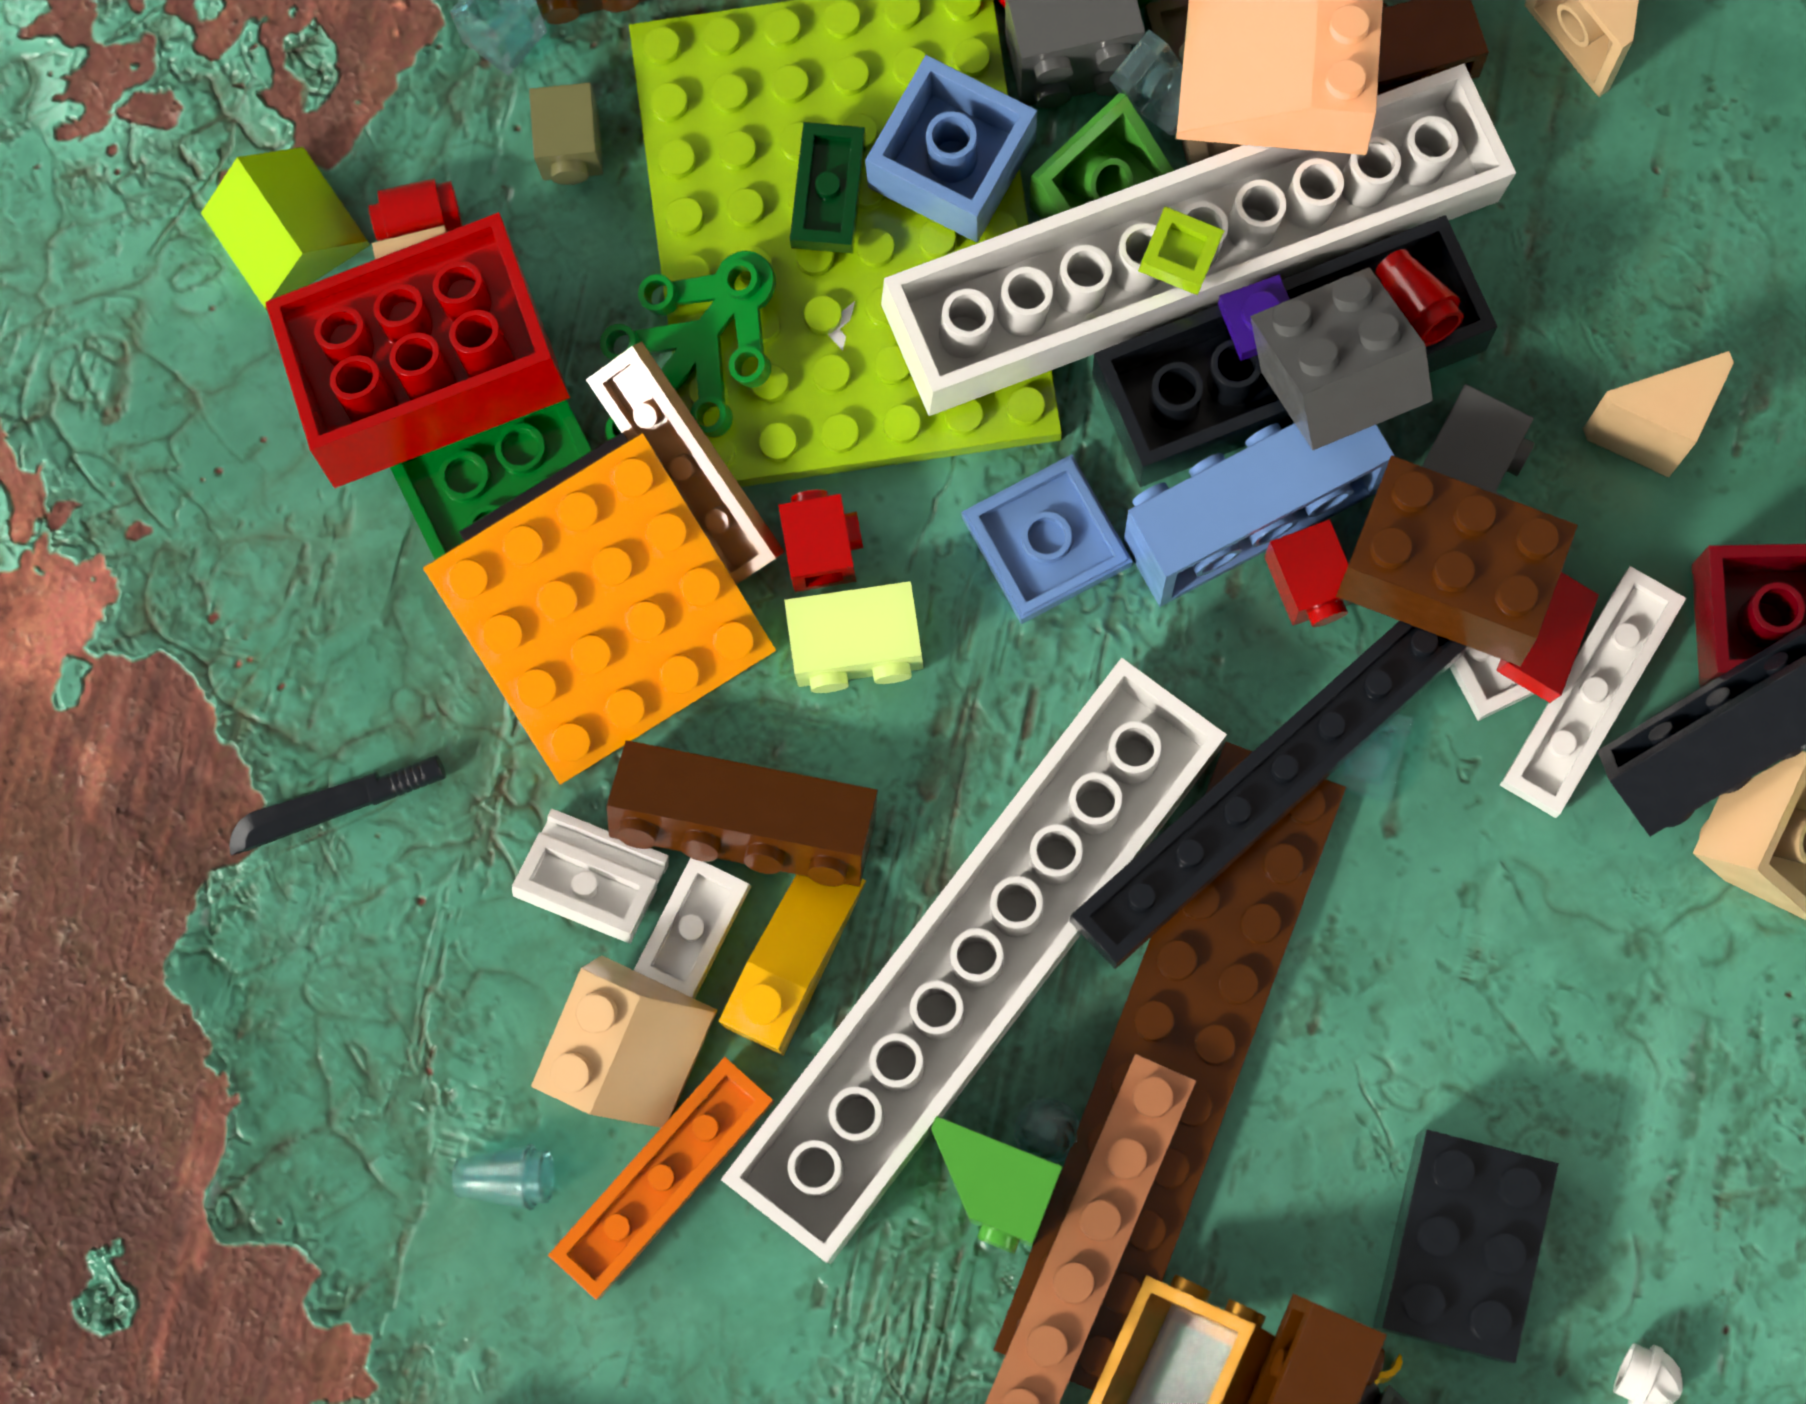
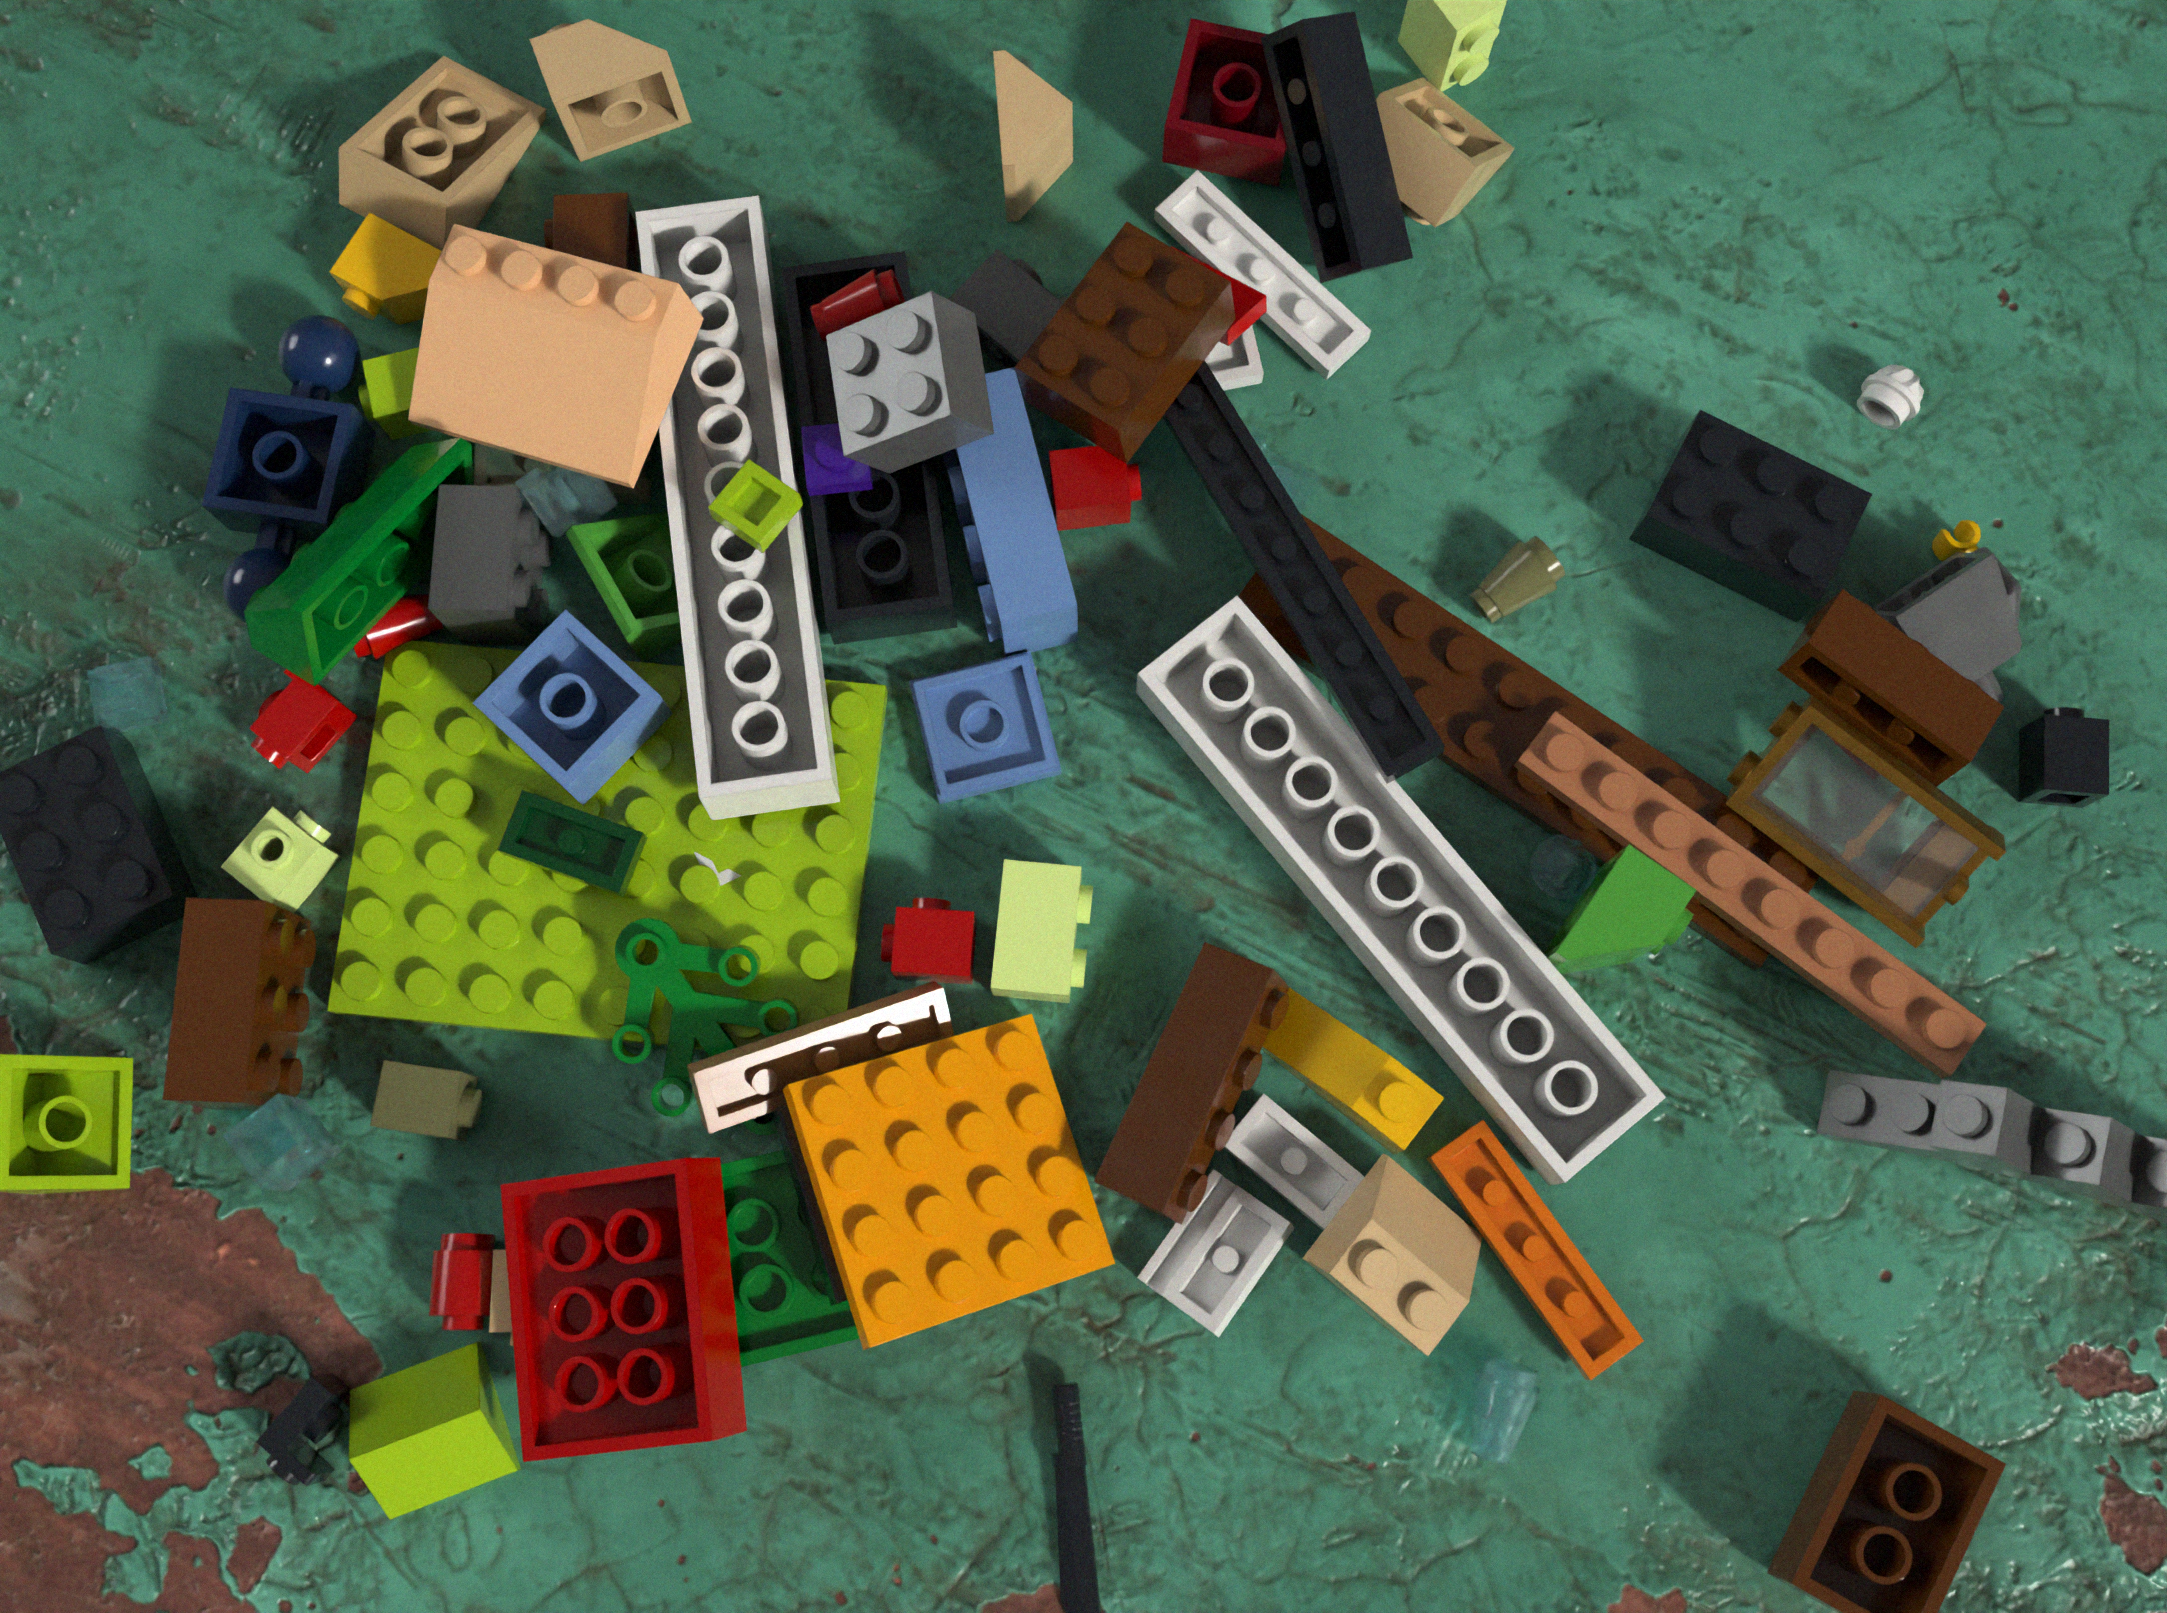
camera: 85 degrees left, 0 degrees up
(262, 113) = (307, 1417): none -> black bracket
(1333, 1022) = (1517, 580): none -> olive cone

